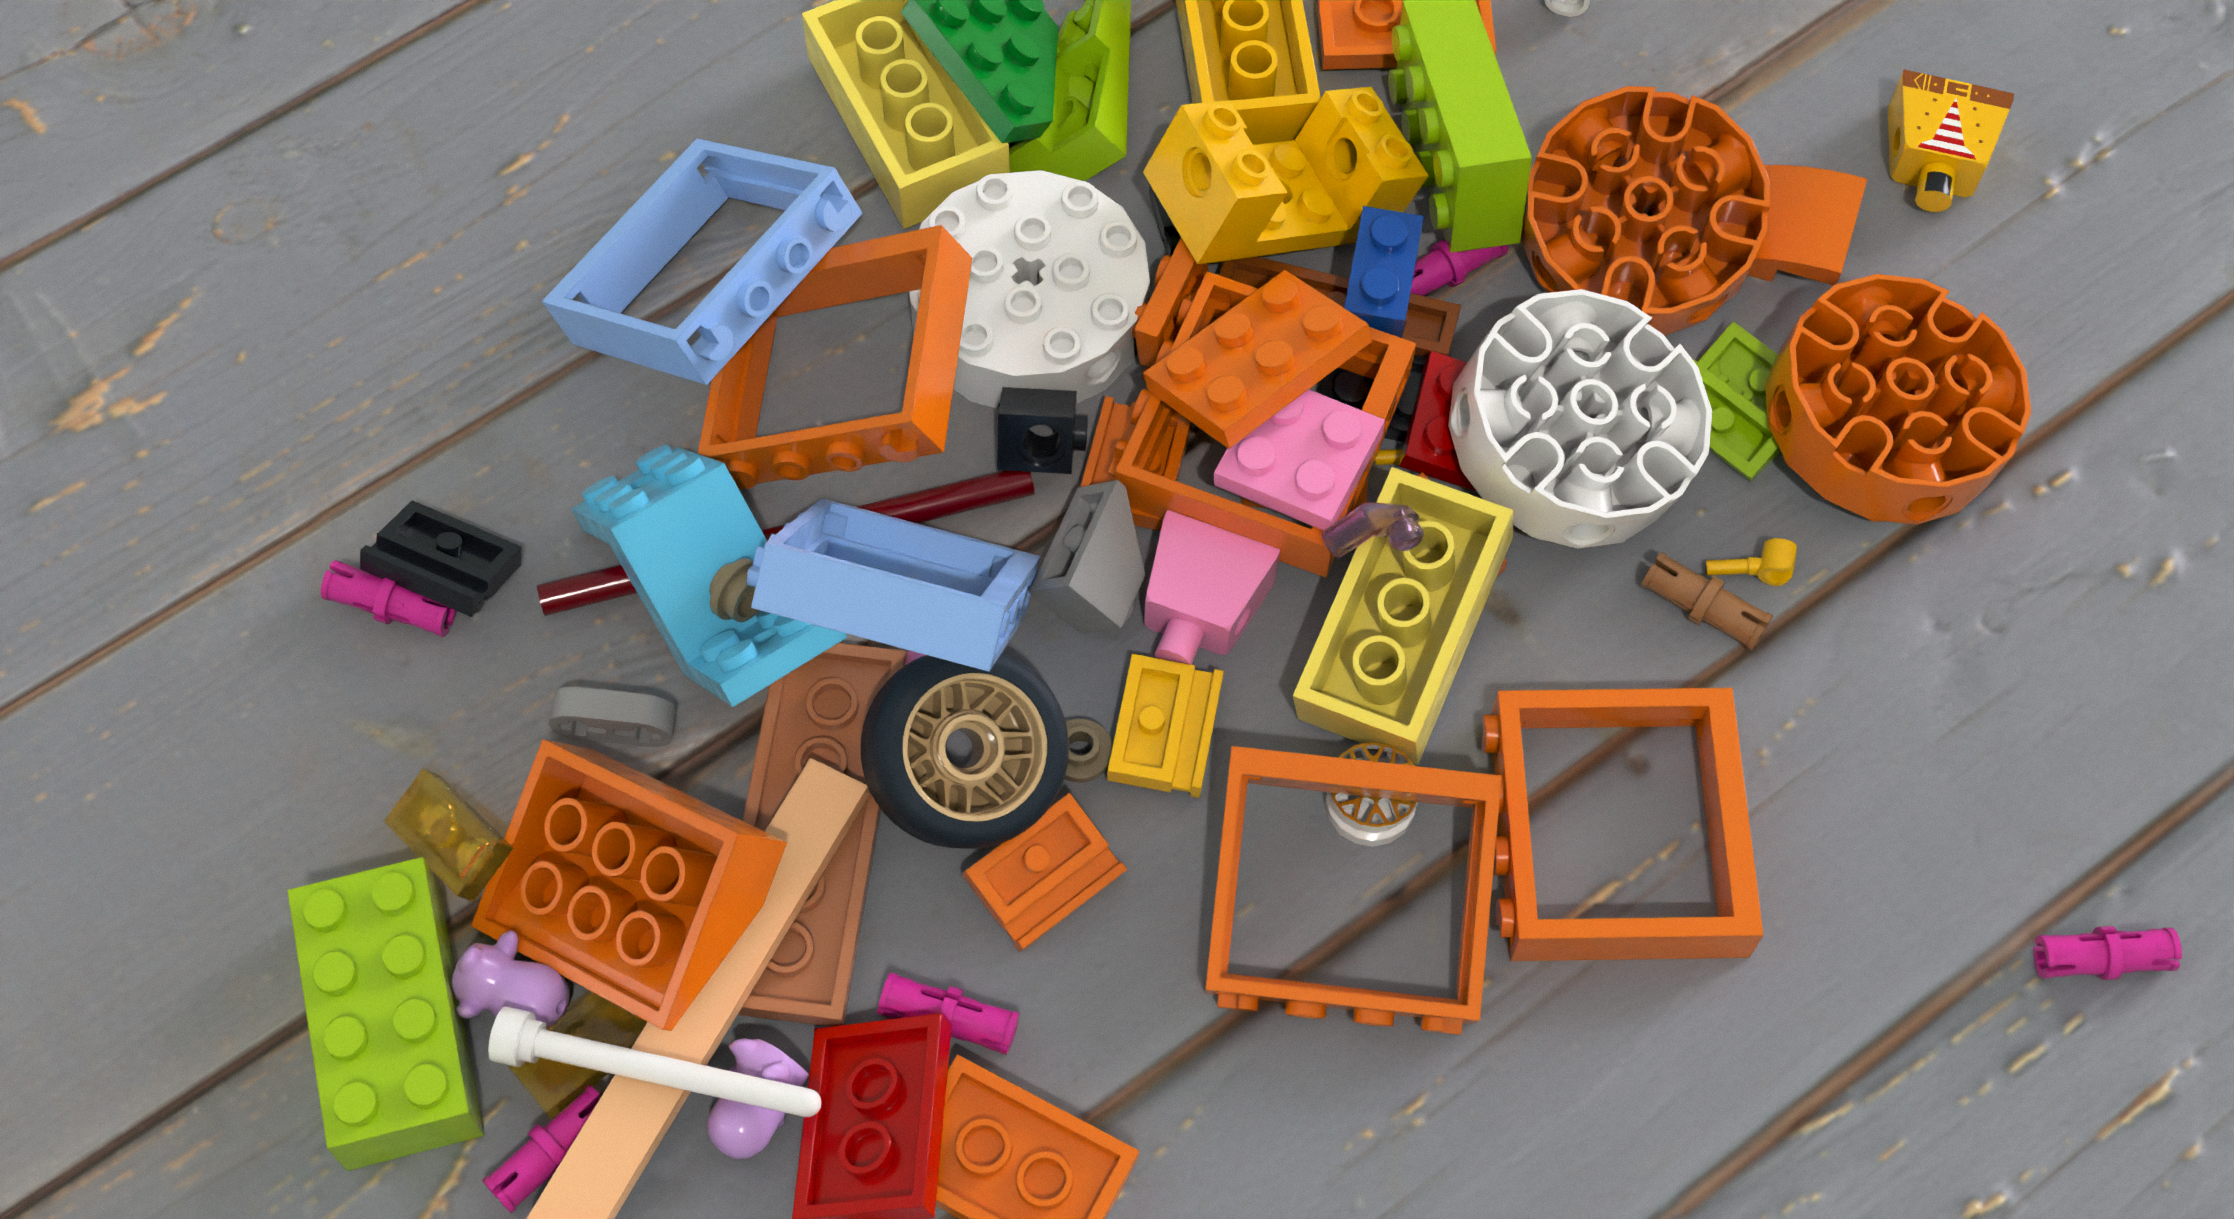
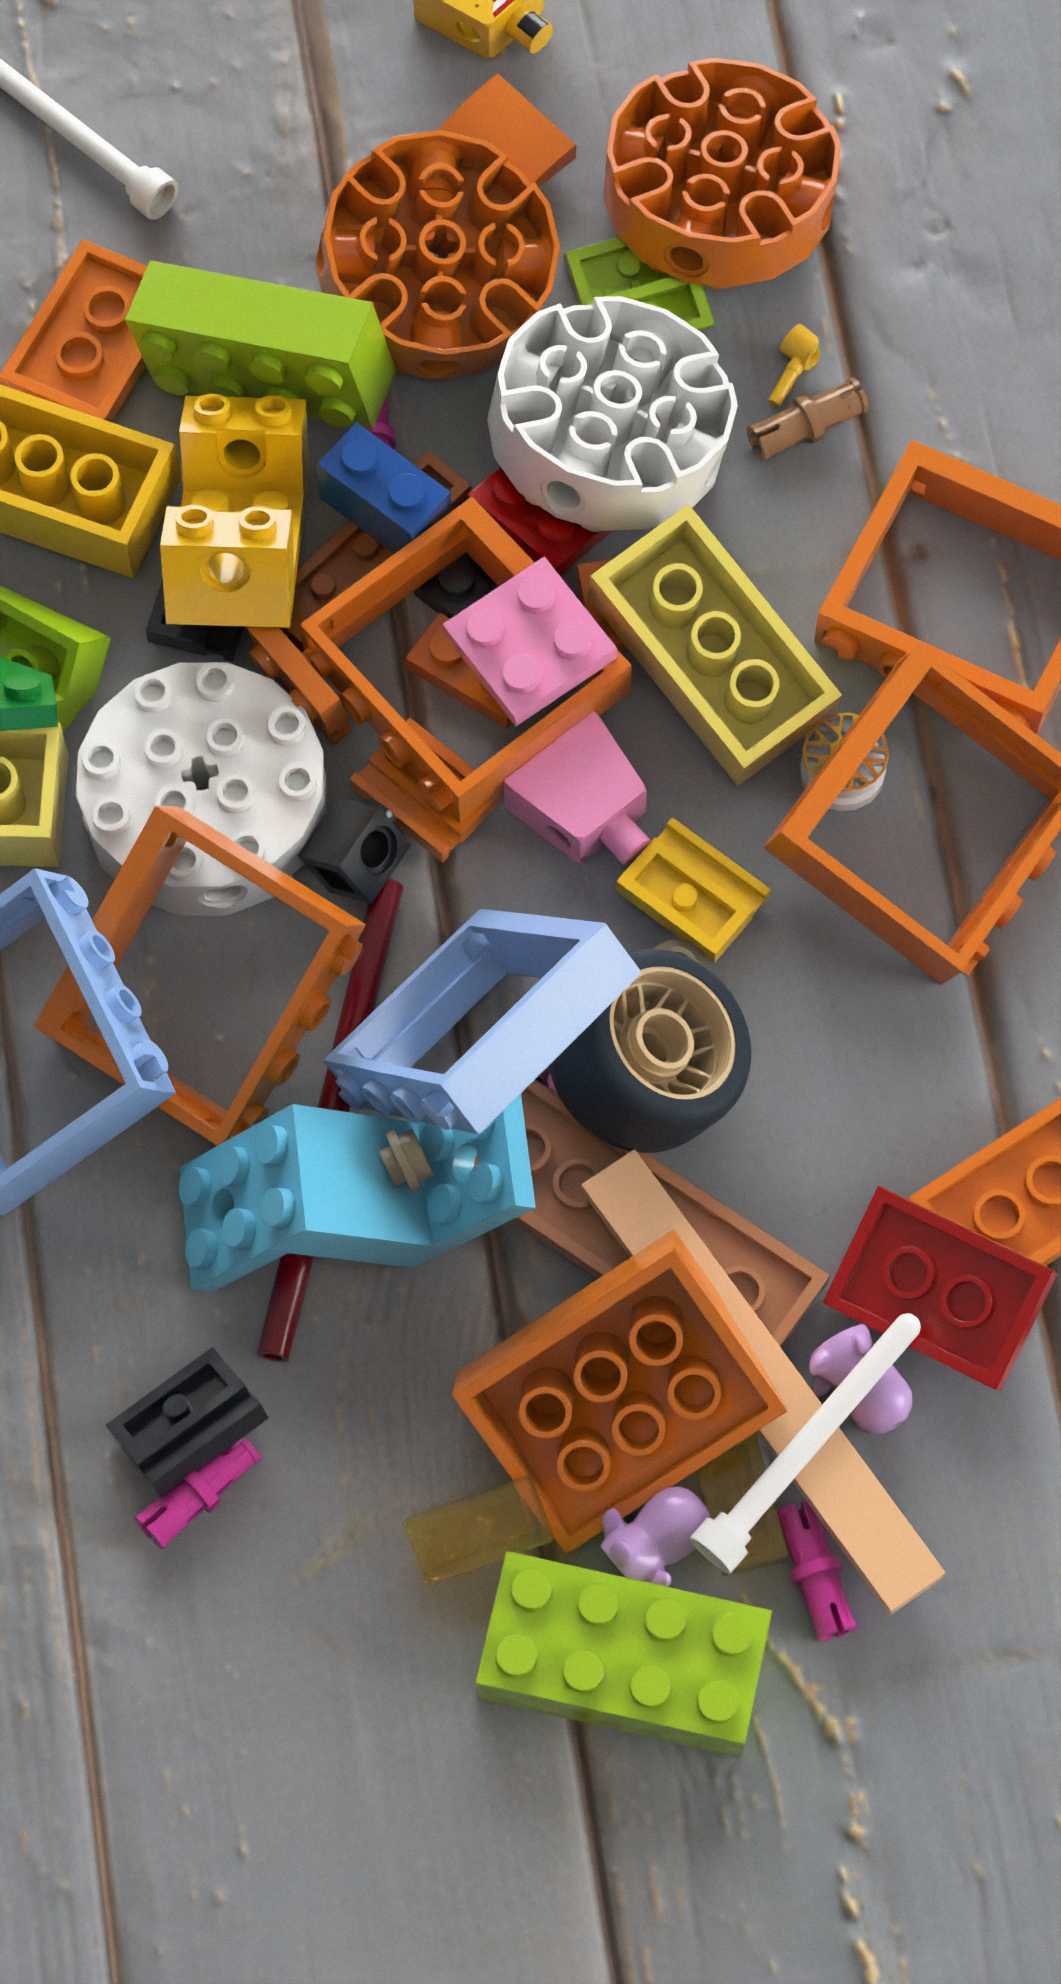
camera: 60 degrees left, 5 degrees up
(612, 716) = (433, 1341): light grey beam -> none
(969, 1019) = (852, 1197): dark pink pin -> none
(1044, 872) = (787, 1055): orange plate -> none
(1093, 561) = (511, 861): light grey slope -> none
(1257, 358) = (427, 623): orange plate -> none
(1374, 520) = (637, 618): arm -> none

